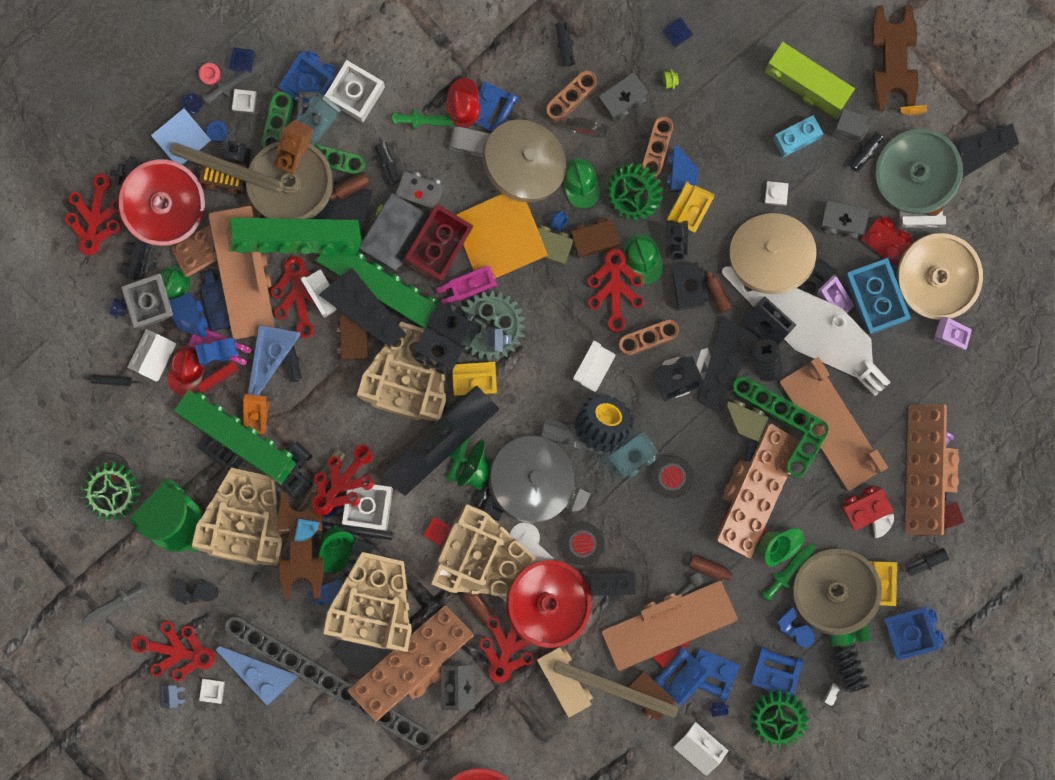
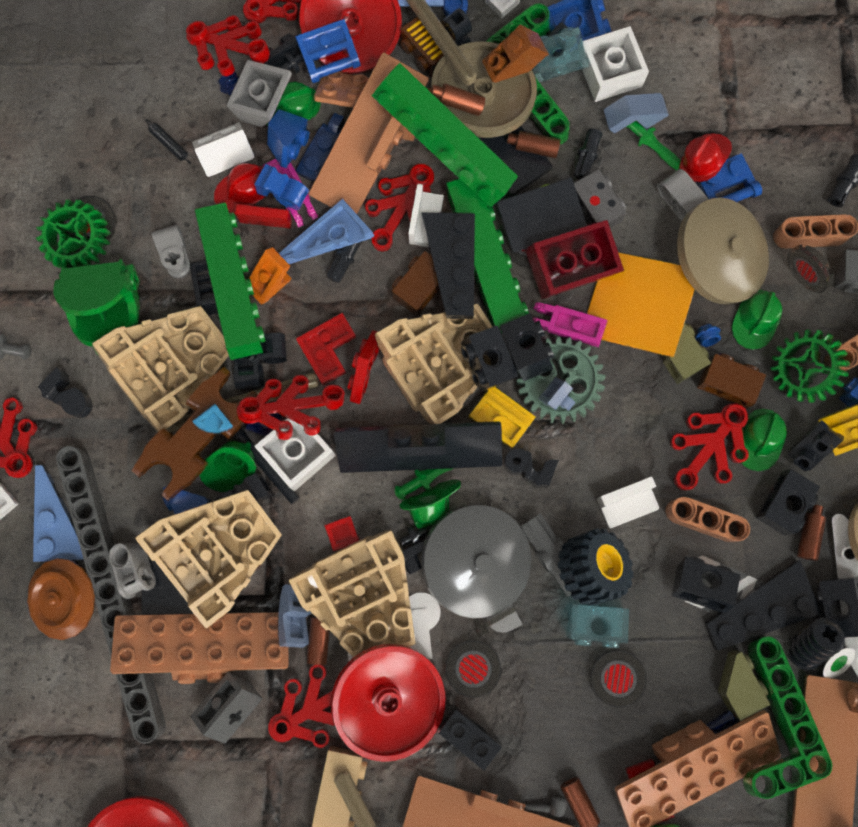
camera: 35 degrees right, 5 degrees down
(92, 283) = (201, 34): none -> red plant
(160, 233) = (325, 42): none -> blue plate
(176, 447) = (171, 248): none -> light grey piece
(282, 204) = (459, 99): none -> copper cylinder
(304, 711) = (61, 599): none -> dark orange piece
(325, 429) = (320, 346): none -> red plate
(334, 658) = (131, 566): none -> light grey piece
(363, 419) = (363, 363): none -> red plate
(398, 105) = (644, 108): none -> sand blue slope
(451, 605) = (292, 620): none -> sand blue slope
(508, 397) = (520, 462): none -> black leg
(792, 359) = (839, 663): none -> white sticker

